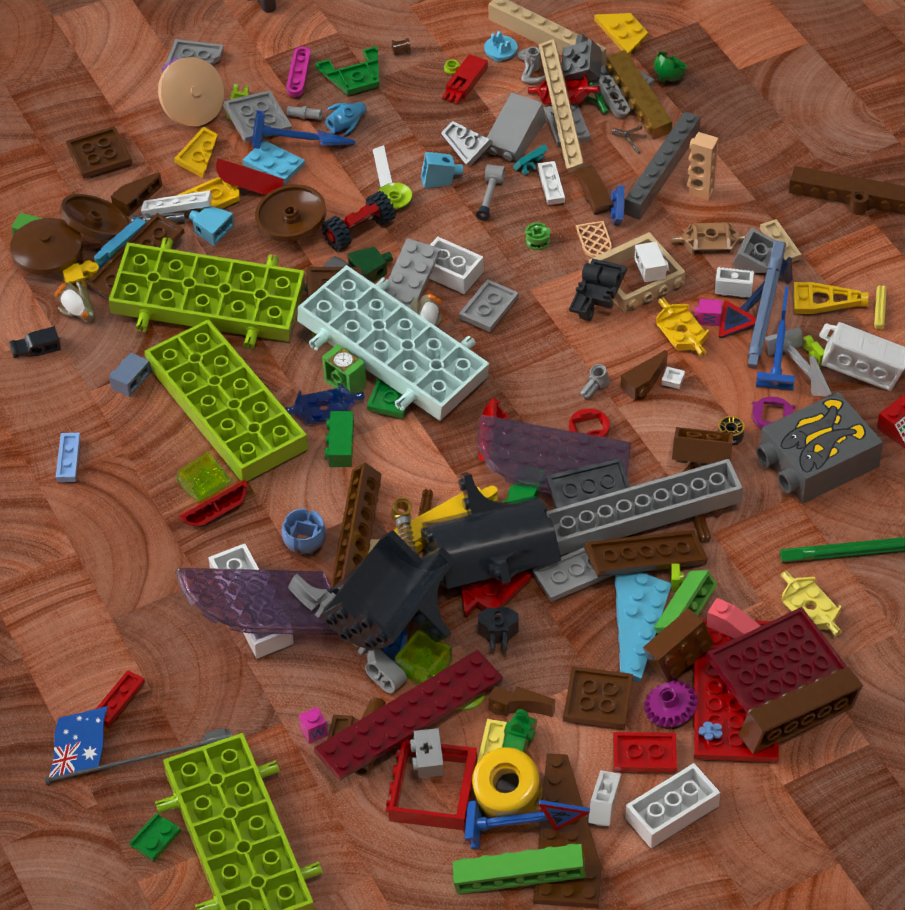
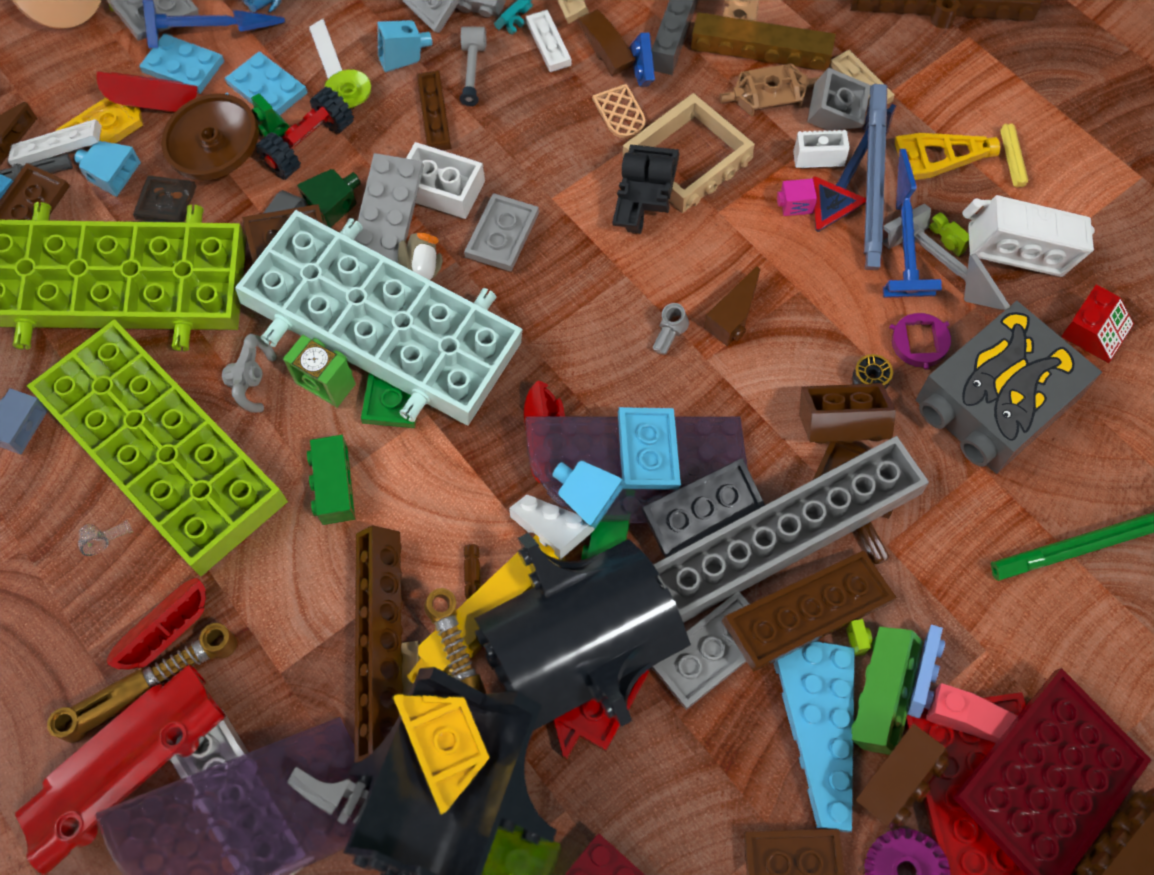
camera: 10 degrees left, 15 degrees up
(149, 581) = (115, 766): none -> red panel
(150, 548) = (124, 692): none -> pearl gold piece
(175, 452) = (94, 541): none -> clear bar
(197, 152) = (78, 64): yellow wing -> none
(202, 477) = (137, 584): clear neon green slope -> none
(250, 249) = (164, 199): none -> clear smoke tile
(293, 366) = (247, 372): none -> light grey piece
(306, 524) = (280, 659): medium blue piece -> none
(308, 406) = (277, 429): clear blue plate -> none
(333, 205) = (267, 117): none -> green plate
(334, 185) = (268, 79): none -> medium azure plate
(390, 572) = (444, 743): none -> yellow wing
(455, 218) = (433, 110): none -> reddish brown tile
(487, 482) = (552, 524): none -> white wing
(498, 627) = (620, 782): black hinge -> none
(512, 458) = (588, 490): none -> medium azure torso
(537, 235) = (546, 118): bright green wheel -> none
(559, 444) = (648, 448): none -> medium azure plate
(590, 414) = (671, 379): red piece -> none
(651, 261) = (708, 137): white brick -> none
(673, 377) = (773, 304): white plate -> none
(676, 318) = (758, 211): yellow plate -> none
(712, 204) = (762, 41): none -> pearl gold brick
(720, 590) = (927, 672): none -> light blue plate
(805, 592) = (1084, 661): light yellow plate -> none

